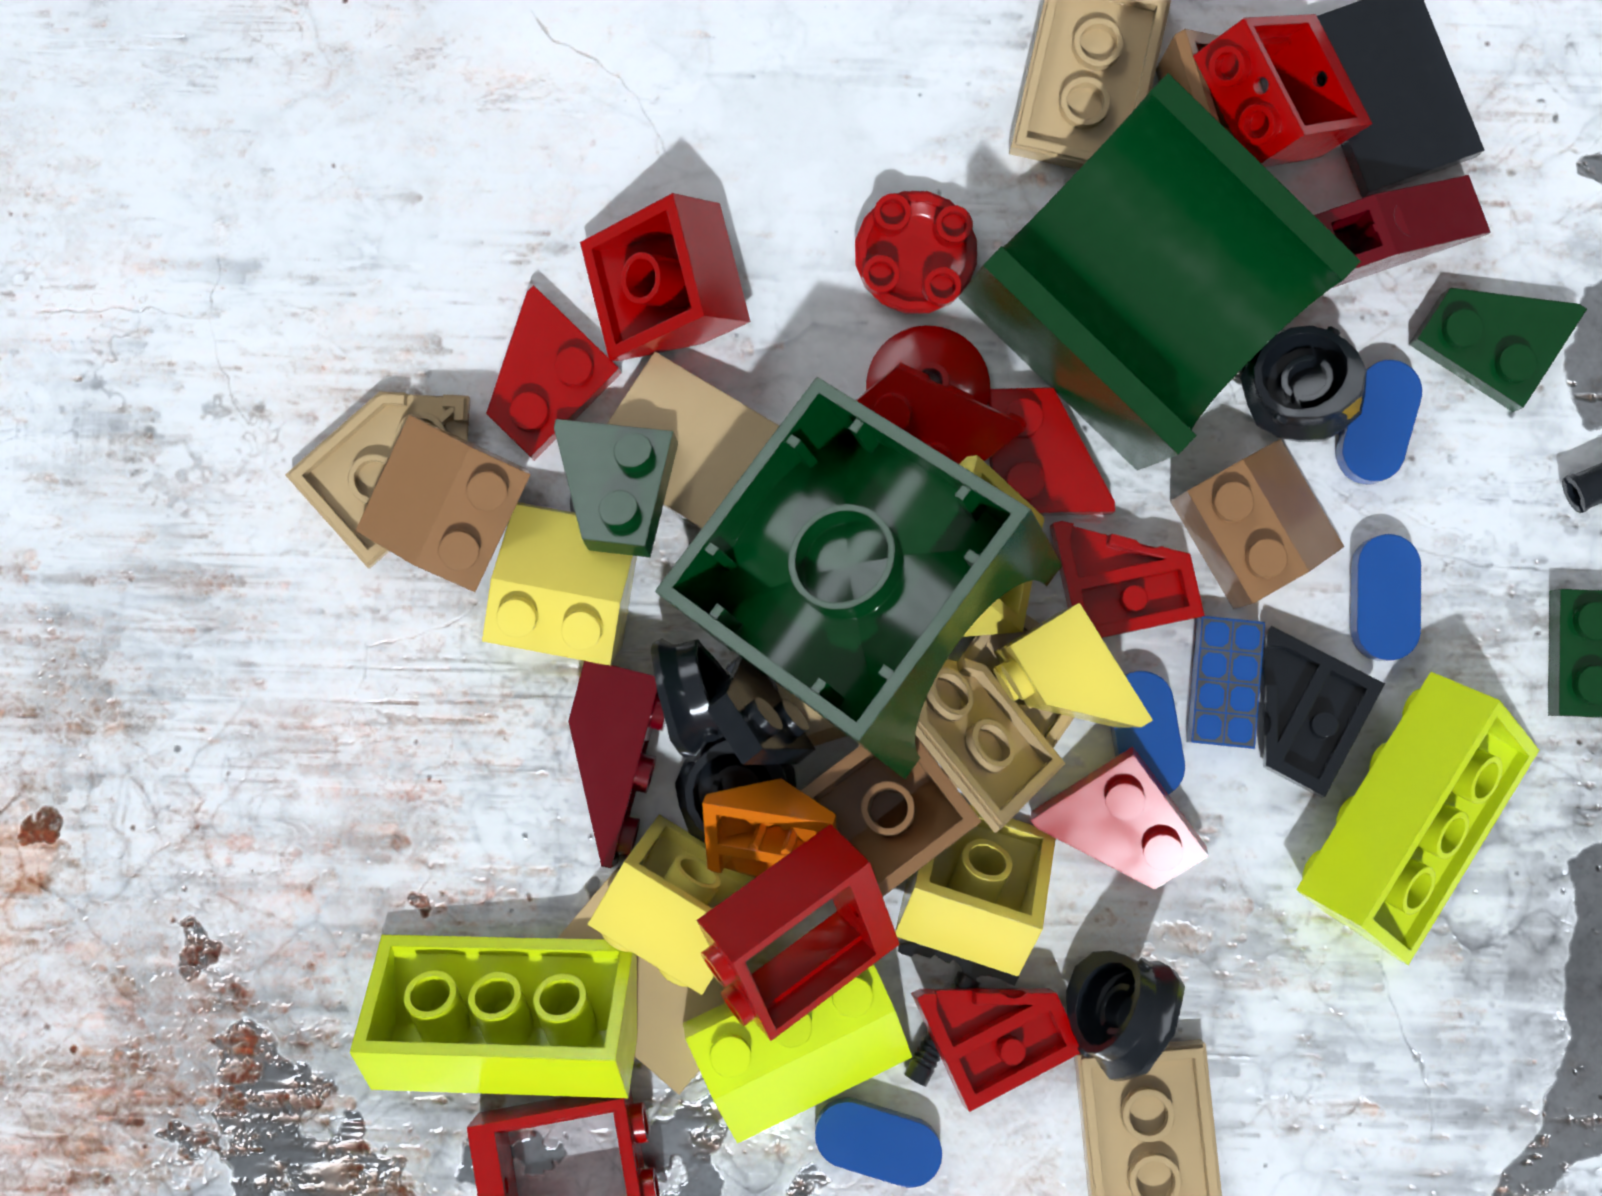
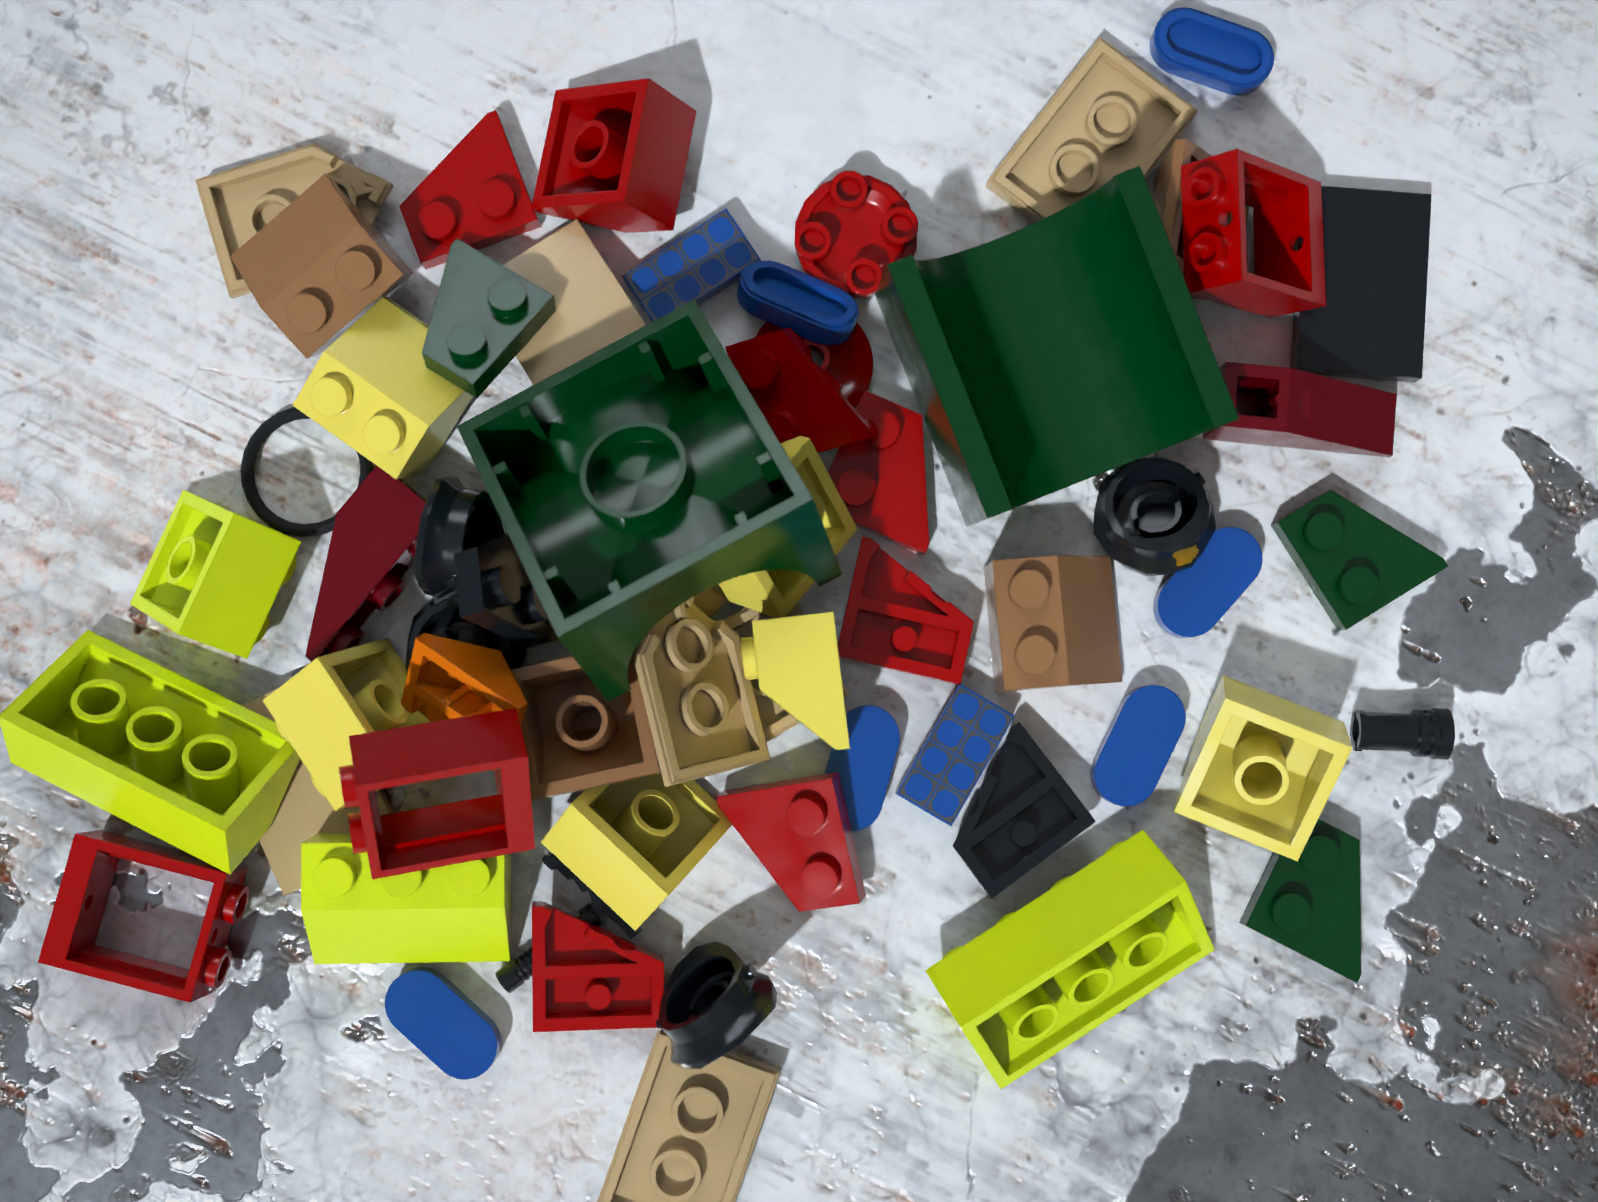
camera: 25 degrees right, 0 degrees up
(476, 830) = (215, 575): none -> neon yellow slope
(483, 747) = (250, 489): none -> black tyre
(780, 350) = (692, 267): none -> blue tile
(893, 336) = (797, 302): none -> blue tile
(1511, 566) = (1262, 768): none -> light yellow slope

